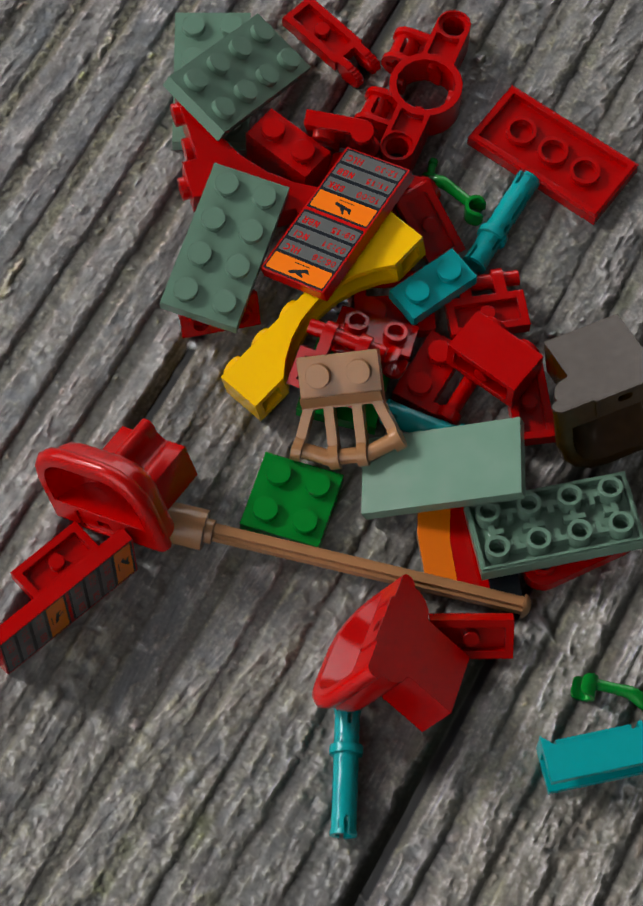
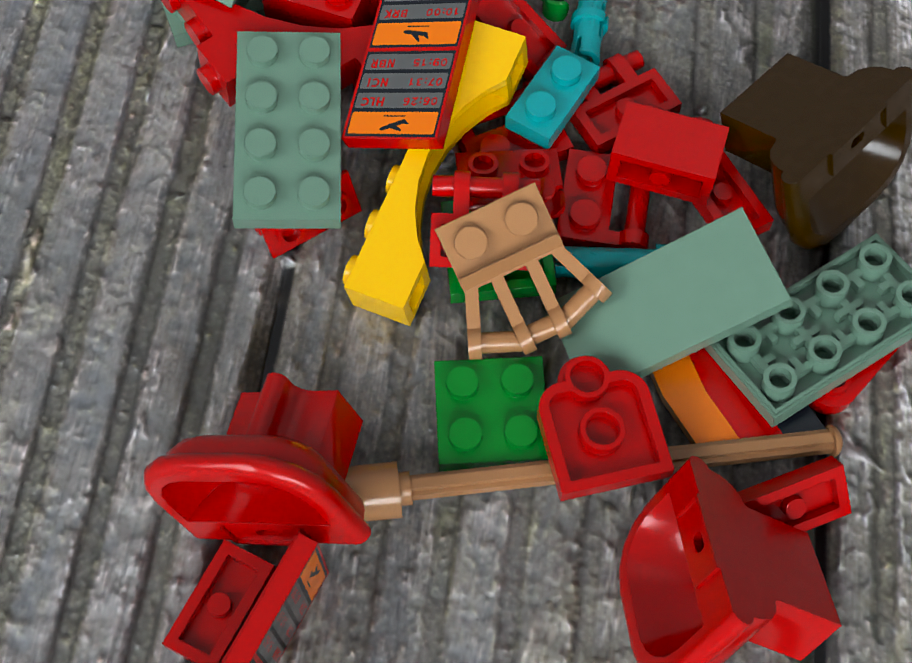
camera: 20 degrees left, 0 degrees up
(356, 537) = (601, 430): none -> red plate

